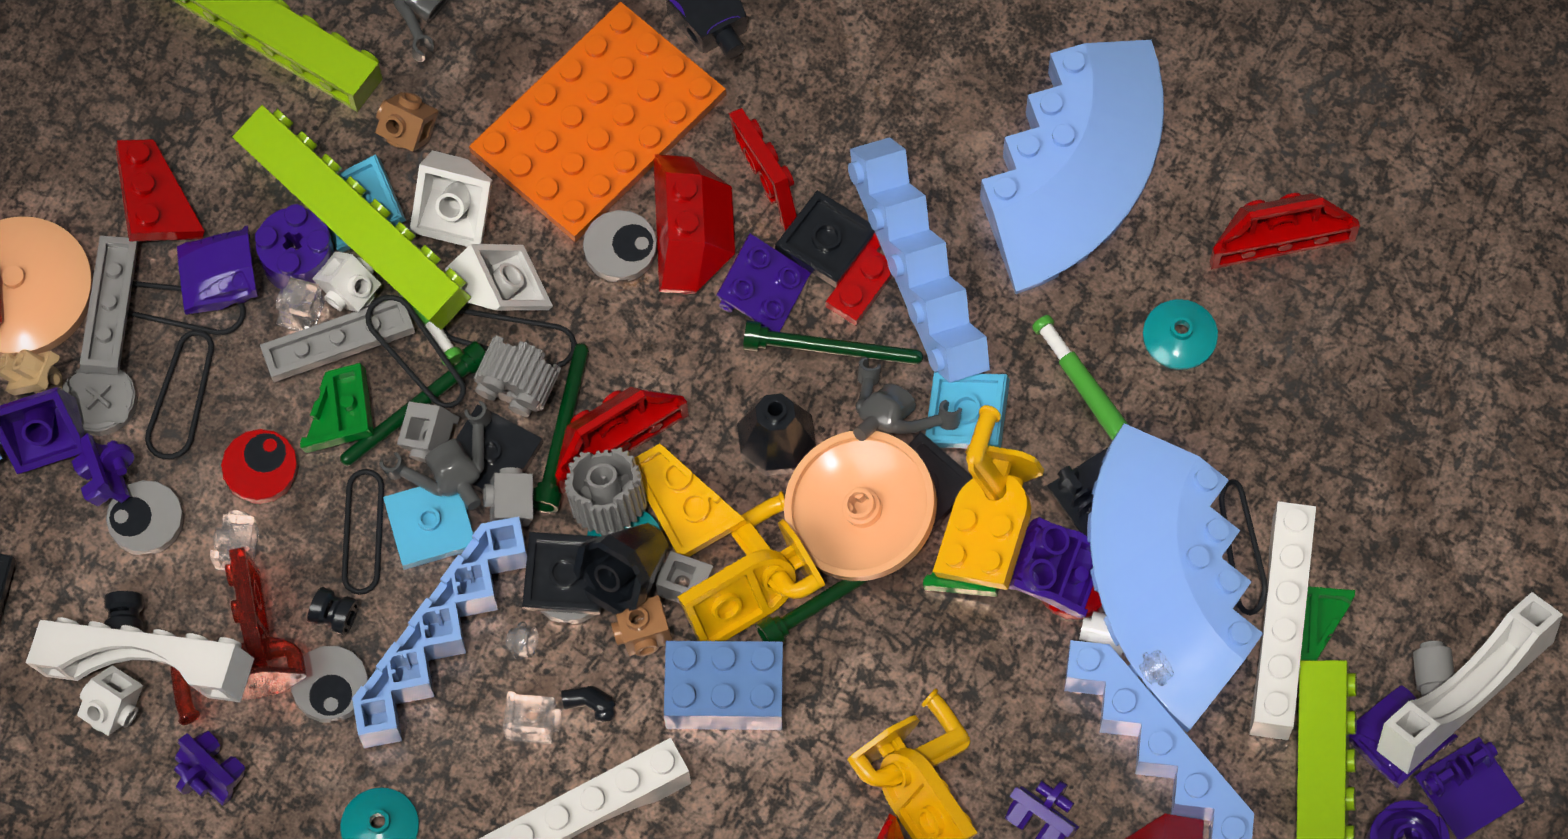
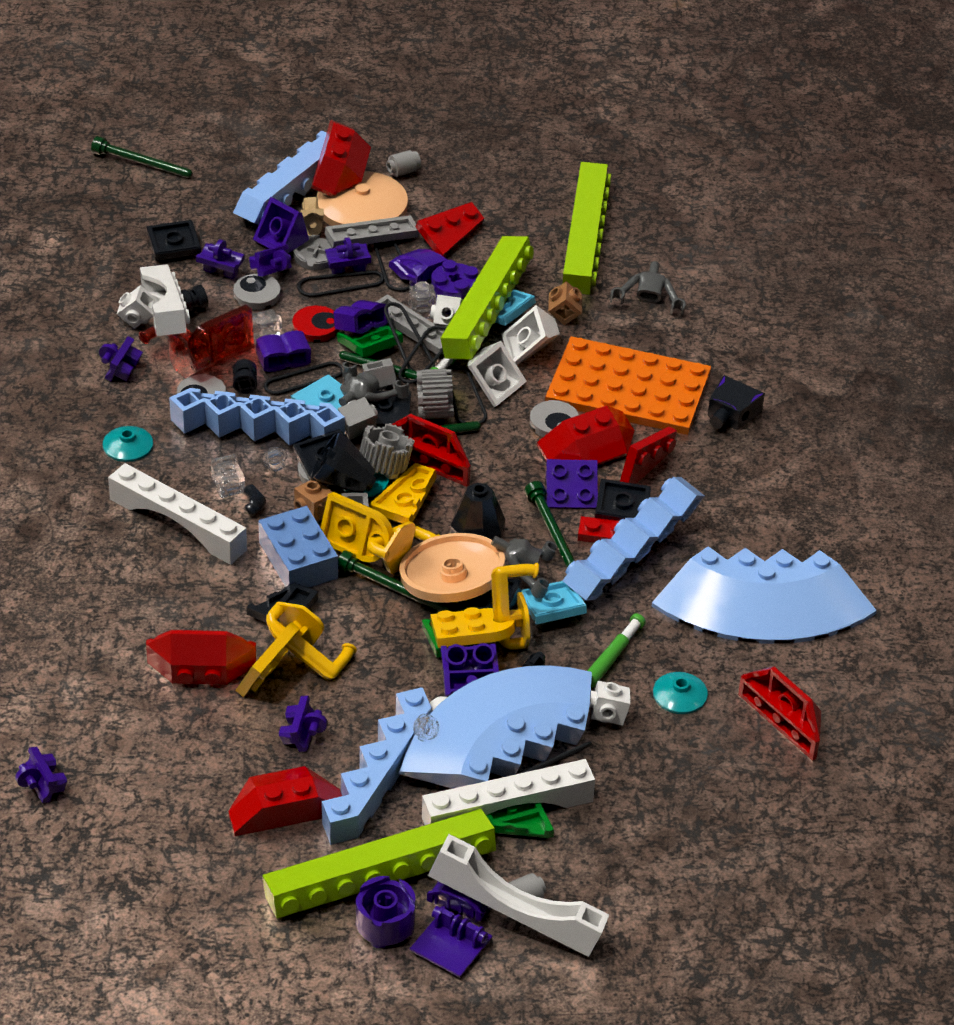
camera: 60 degrees right, 25 degrees down
(57, 539) = (220, 257): none -> dark purple hips
(148, 361) = (348, 255): none -> dark purple hips
(296, 402) = (360, 316): none -> dark purple brick
(303, 536) = (283, 351): none -> dark purple brick
(372, 344) = (413, 328): none -> black piece
(817, 746) = (291, 594): none -> black wing
(1183, 423) = (610, 702): none -> white brick

